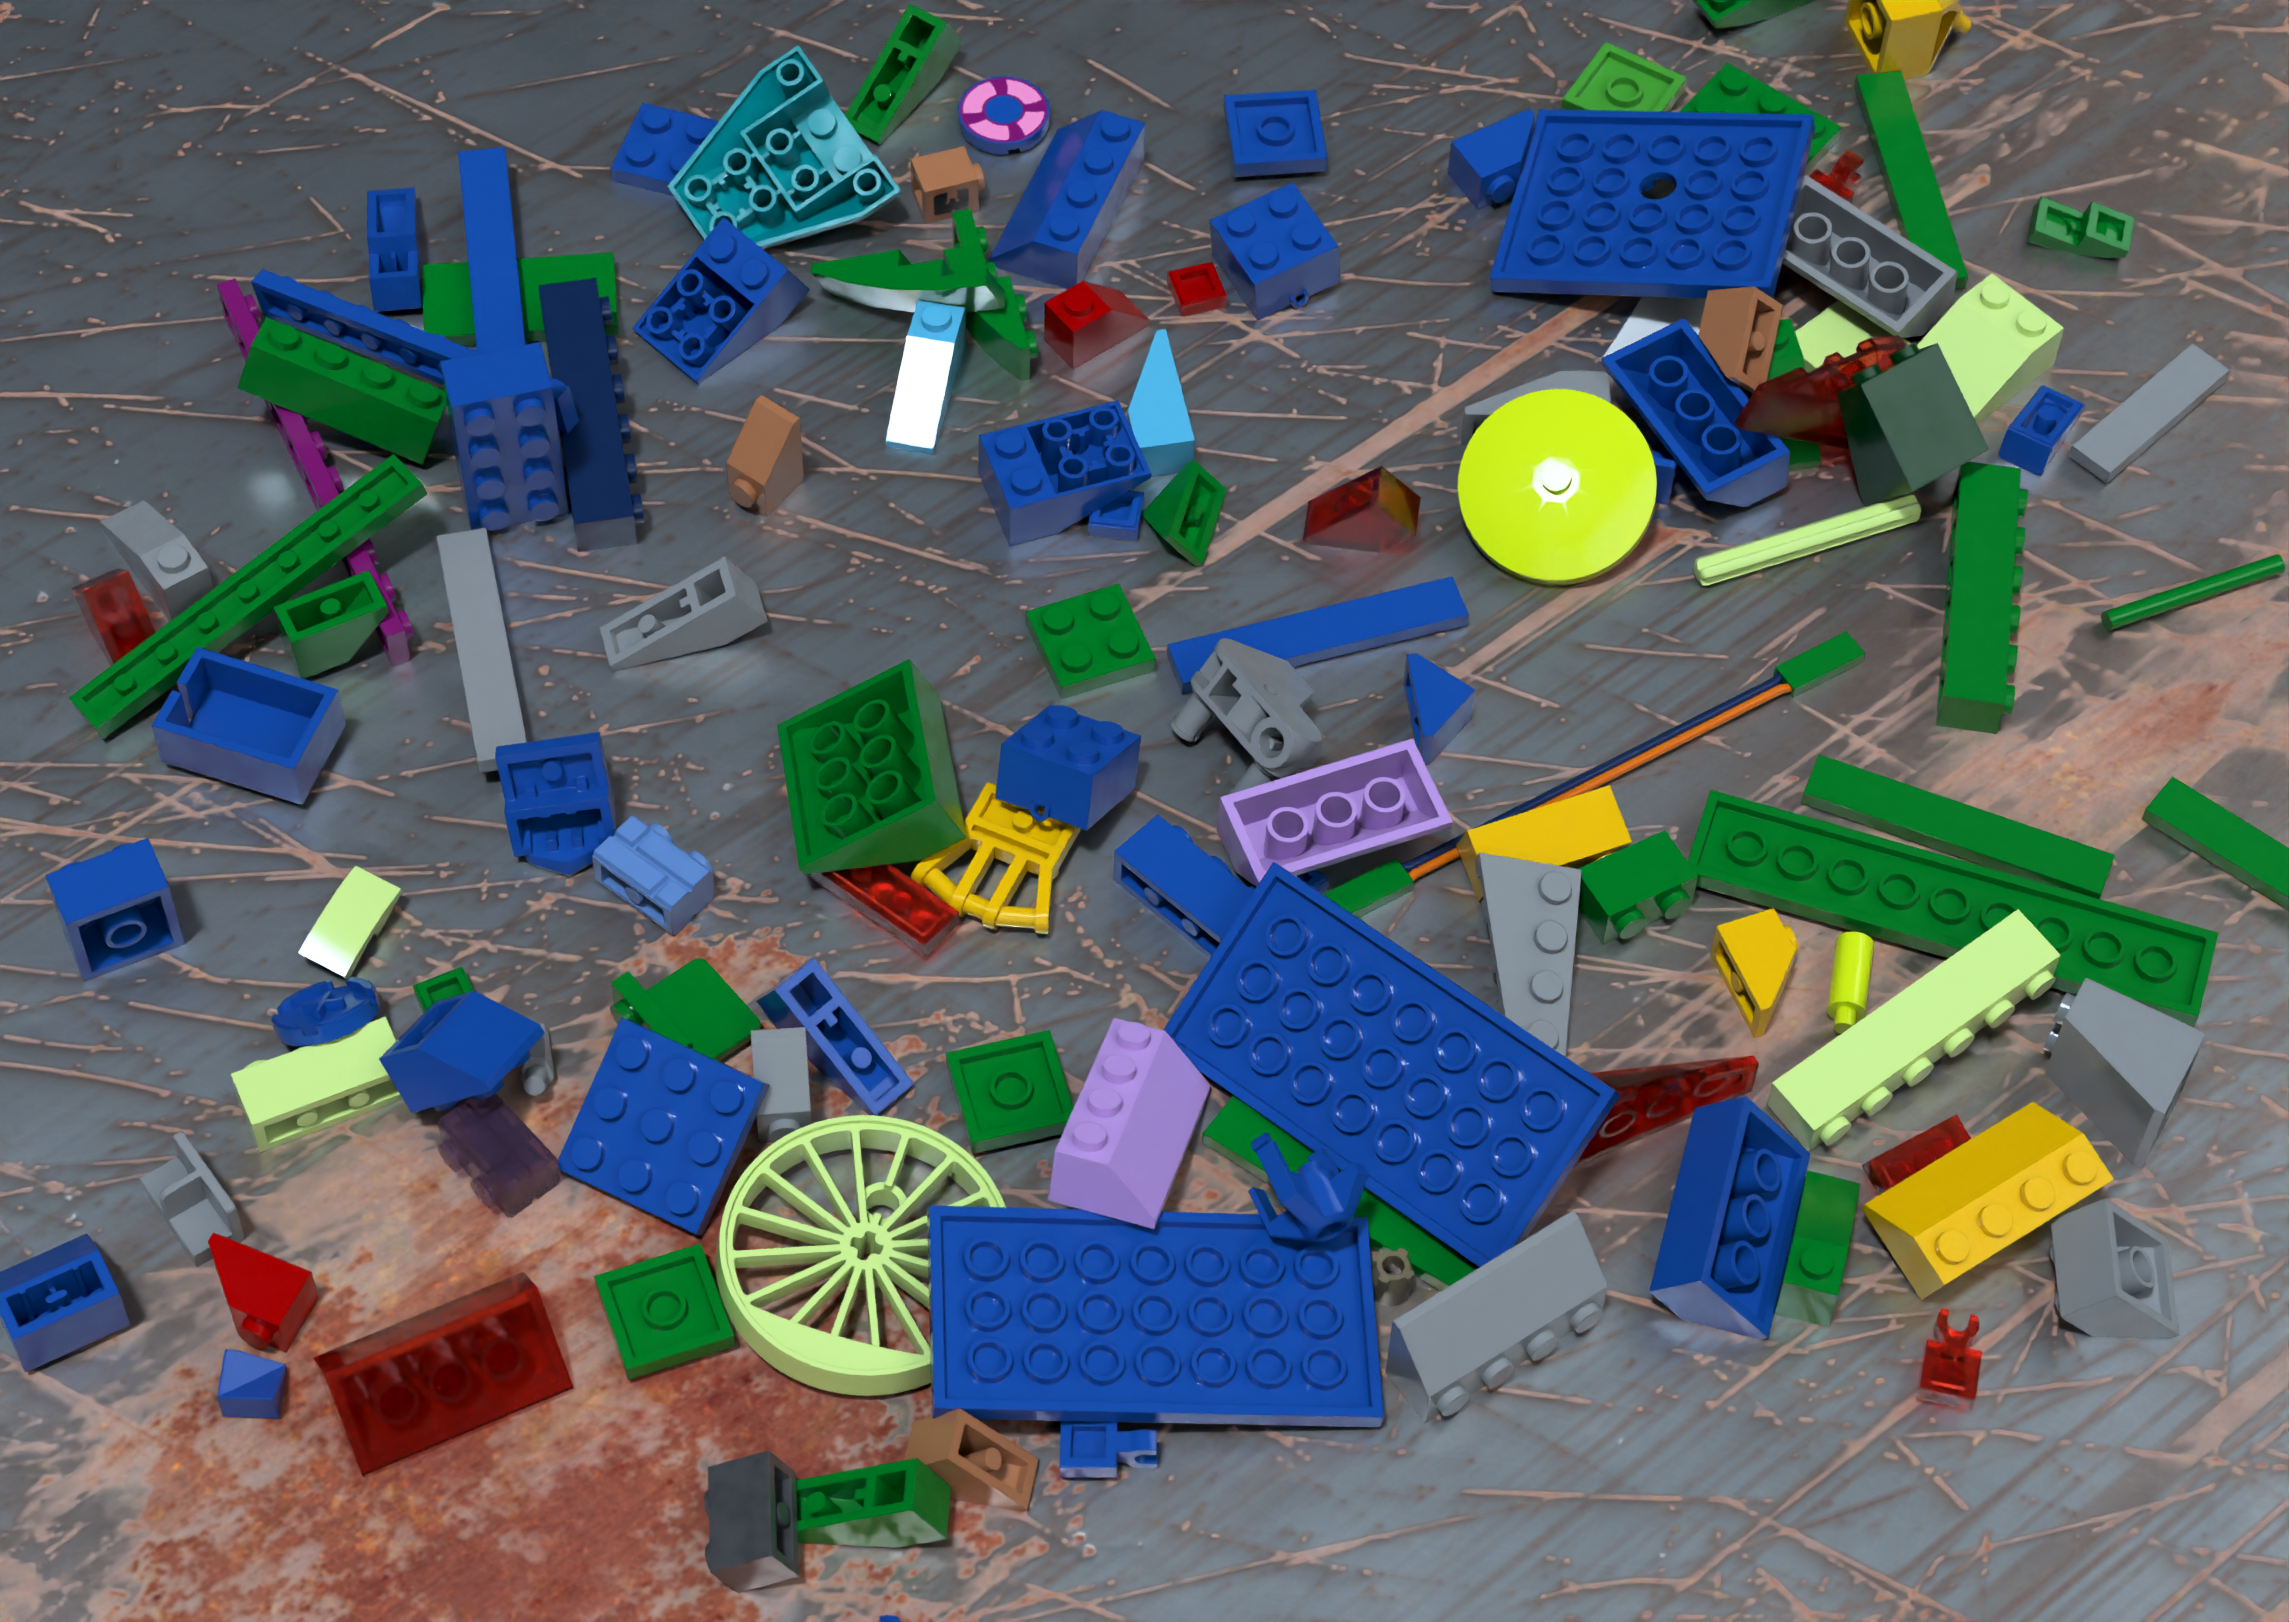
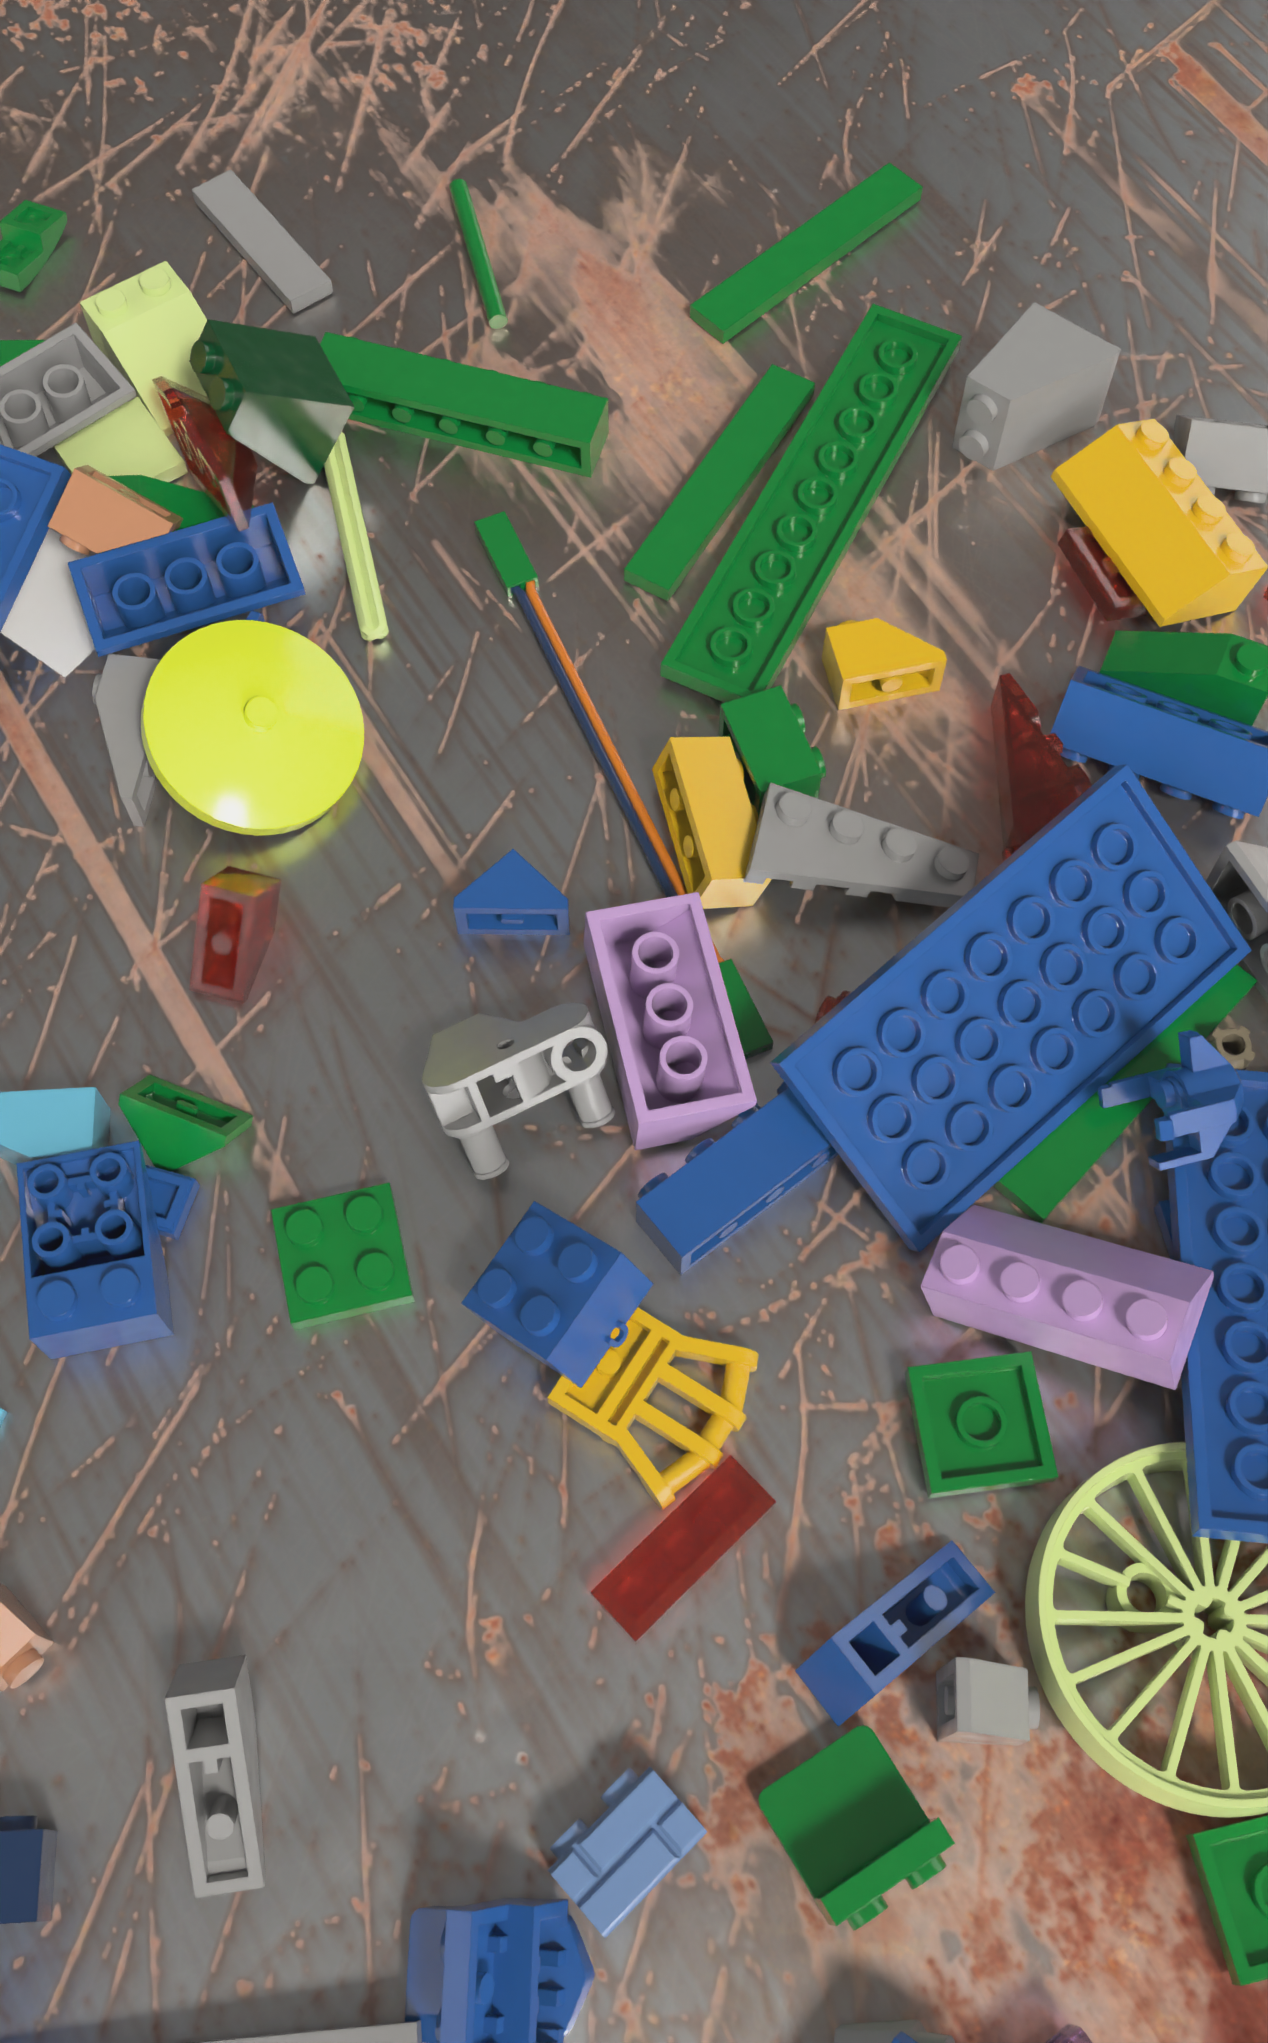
camera: 80 degrees left, 10 degrees up
(662, 1126) = (1036, 1872): blue plate -> none
(871, 775) = (523, 1544): green slope -> none
(1335, 628) = (383, 1013): blue tile -> none
(1850, 979) = (893, 593): neon yellow cylinder -> none
(1914, 1031) = (973, 545): yellowish green brick -> none
(2040, 430) = (257, 311): blue slope -> none

